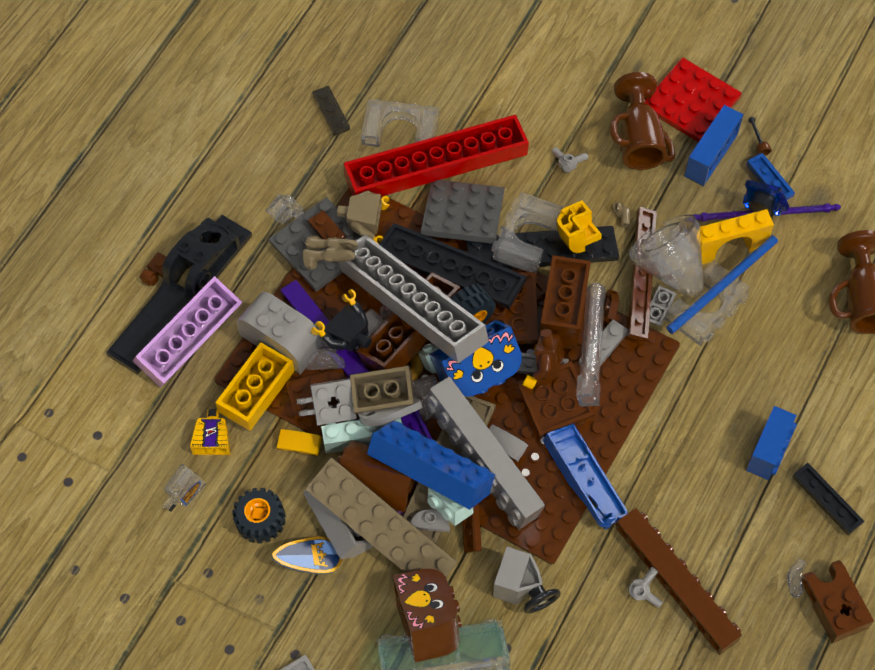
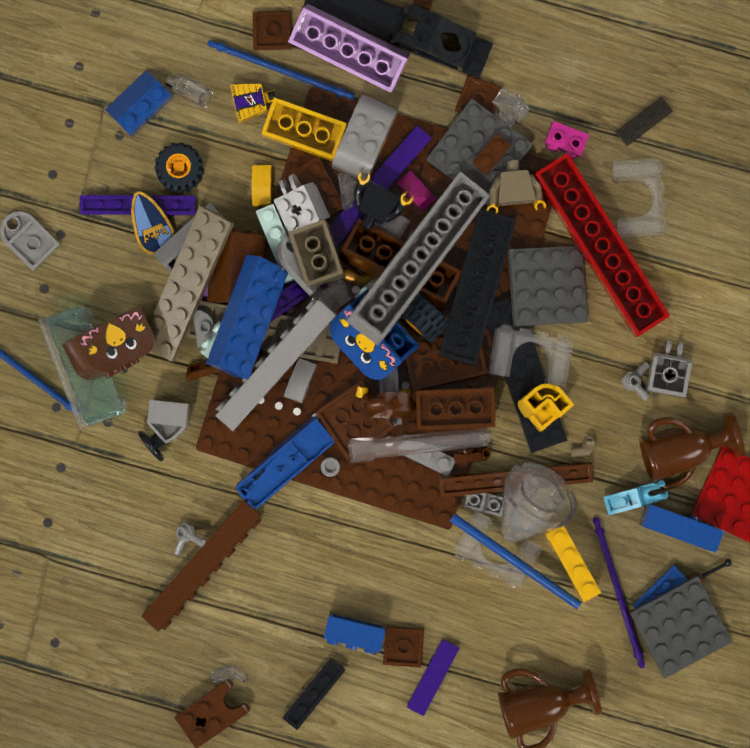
camera: 70 degrees right, 25 degrees up
(148, 404) = (271, 30): none -> reddish brown tile
(149, 453) = (221, 47): none -> blue hose
(181, 542) = (139, 103): none -> blue slope
(260, 237) = (479, 91): none -> reddish brown tile
(283, 577) = (122, 205): none -> dark purple plate
(328, 172) = (566, 140): none -> dark pink brick
(335, 306) = (415, 188): none -> dark pink slope
(336, 251) = (459, 171): dark tan piece -> none
(567, 129) = (678, 366): none -> light grey hinge
(597, 435) = (330, 467): none -> light grey tile
(678, 178) = (634, 498): none -> medium azure plate
(765, 196) = (622, 589): piece -> none
(794, 402) = (403, 646): none -> reddish brown tile
(806, 166) = (680, 626): none -> dark grey plate
(825, 387) = (432, 677): none -> dark purple tile

